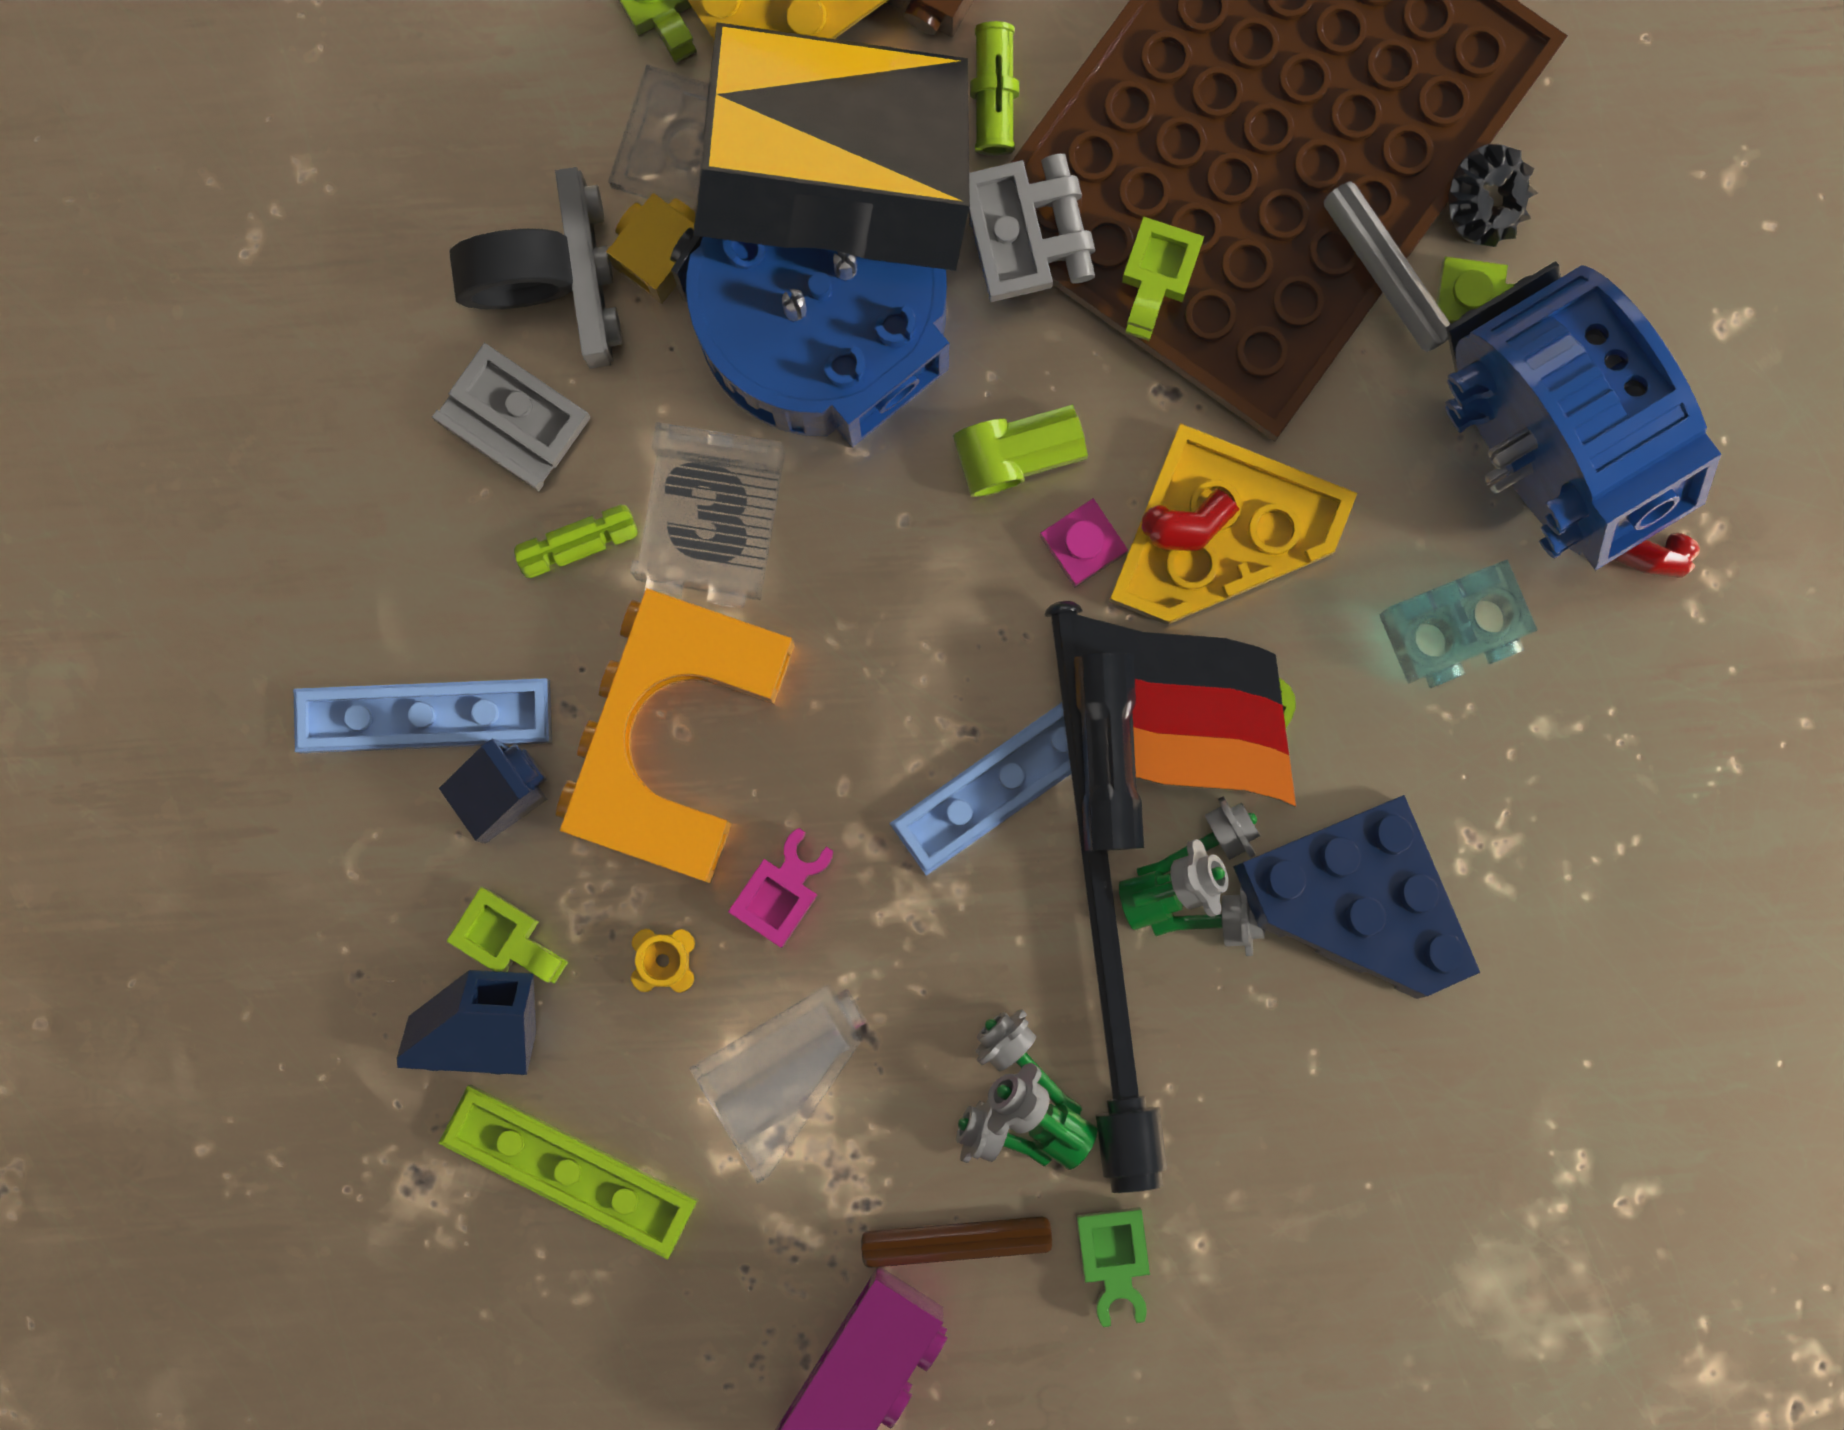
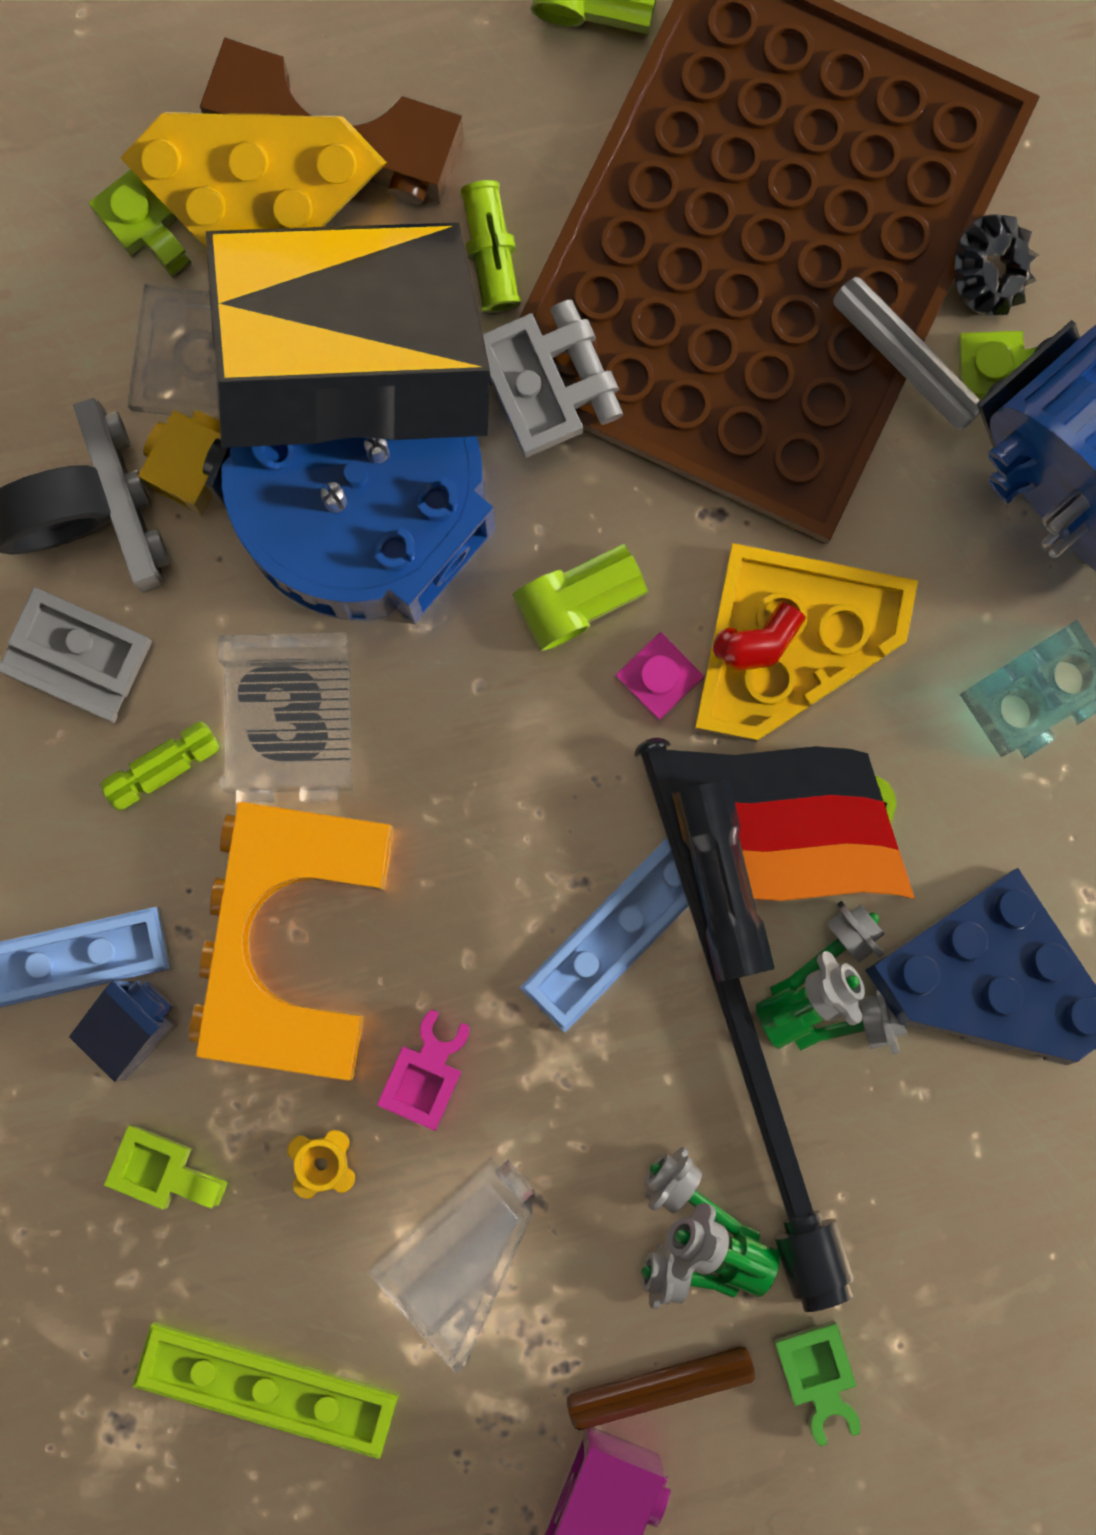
camera: 15 degrees left, 0 degrees up
(474, 1026) = (146, 1265): dark blue slope -> none
(1159, 267) = (685, 394): lime plate -> none

